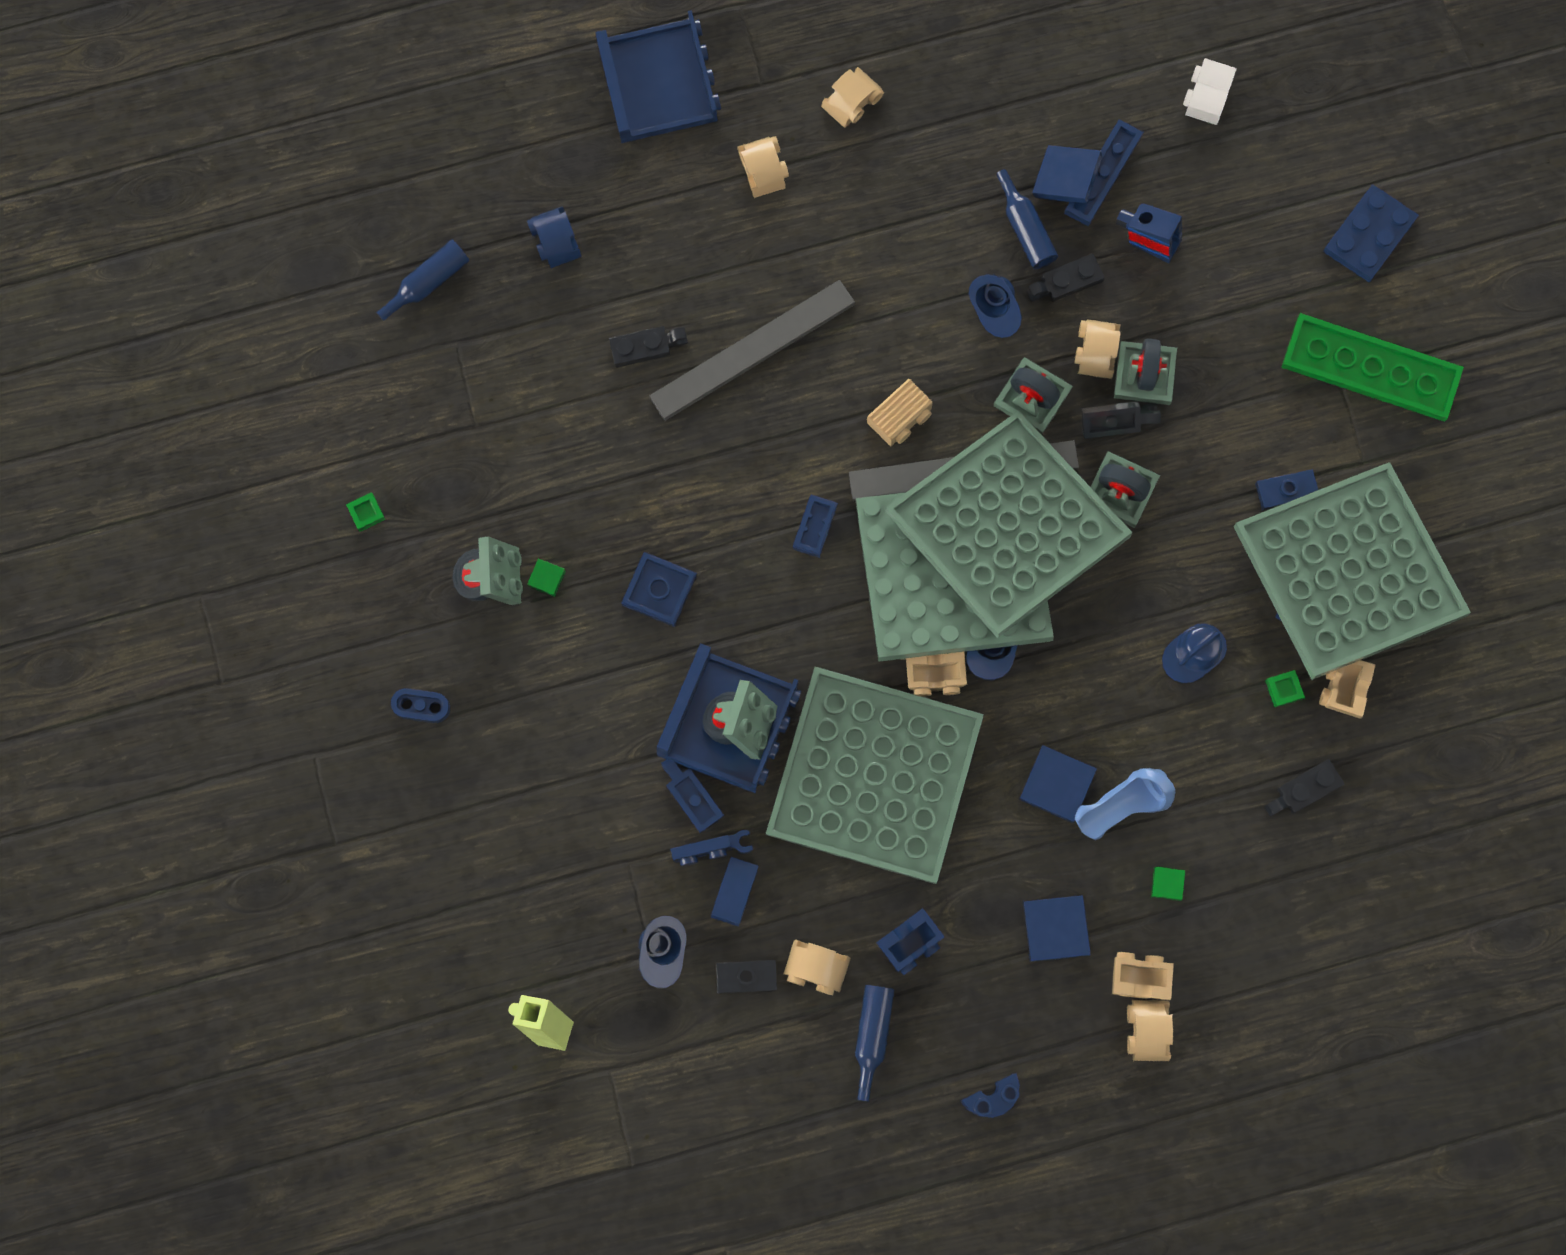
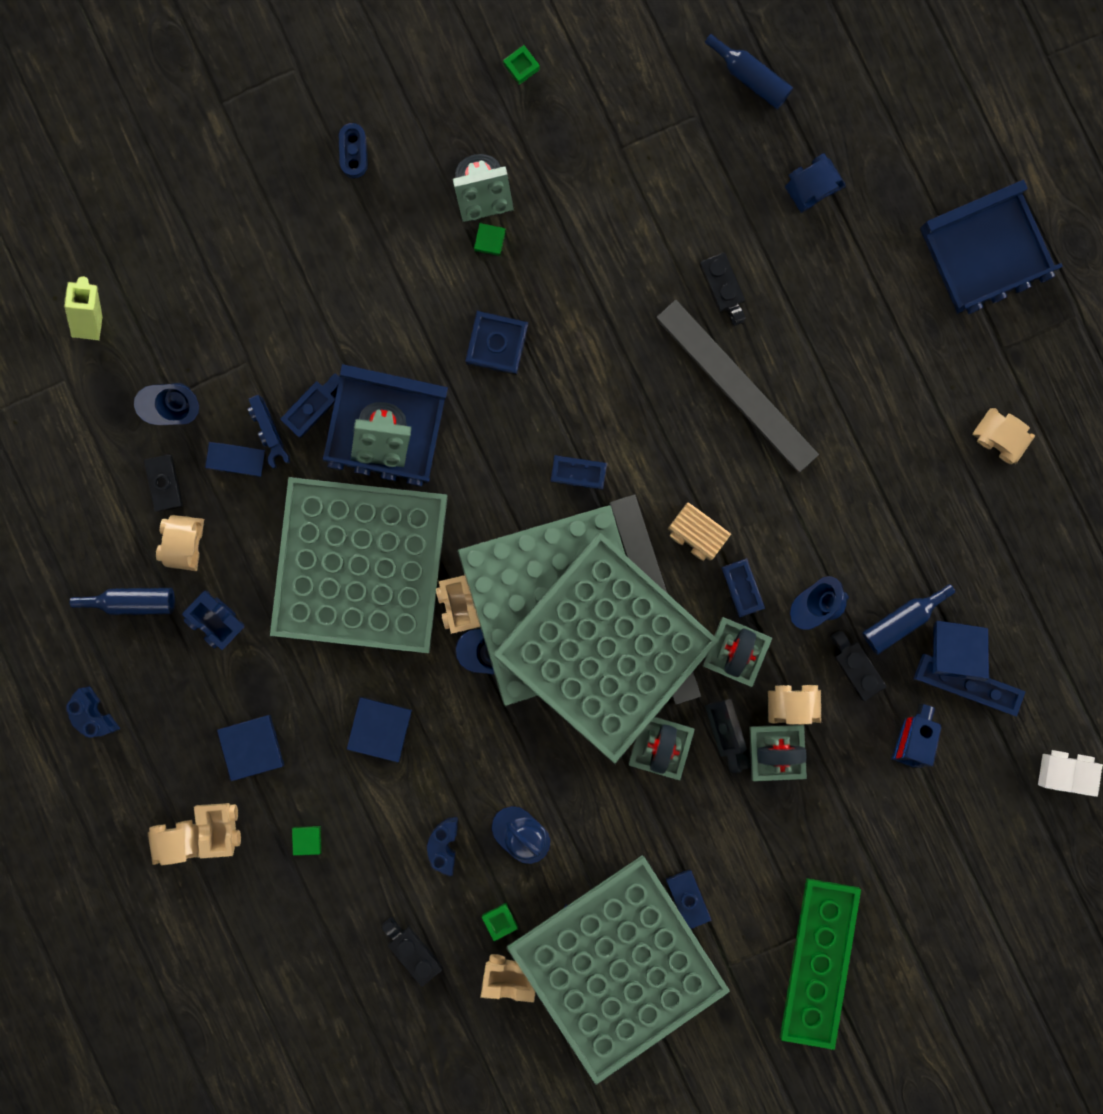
camera: 75 degrees right, 10 degrees up
(763, 166) = (918, 362): tan cylinder -> none
(966, 379) = (742, 587): none -> dark blue plate
(1143, 791) = (382, 805): medium blue hair -> none
(1190, 737) = (438, 850): none -> dark blue cylinder
(1370, 233) = (954, 945): dark blue plate -> none

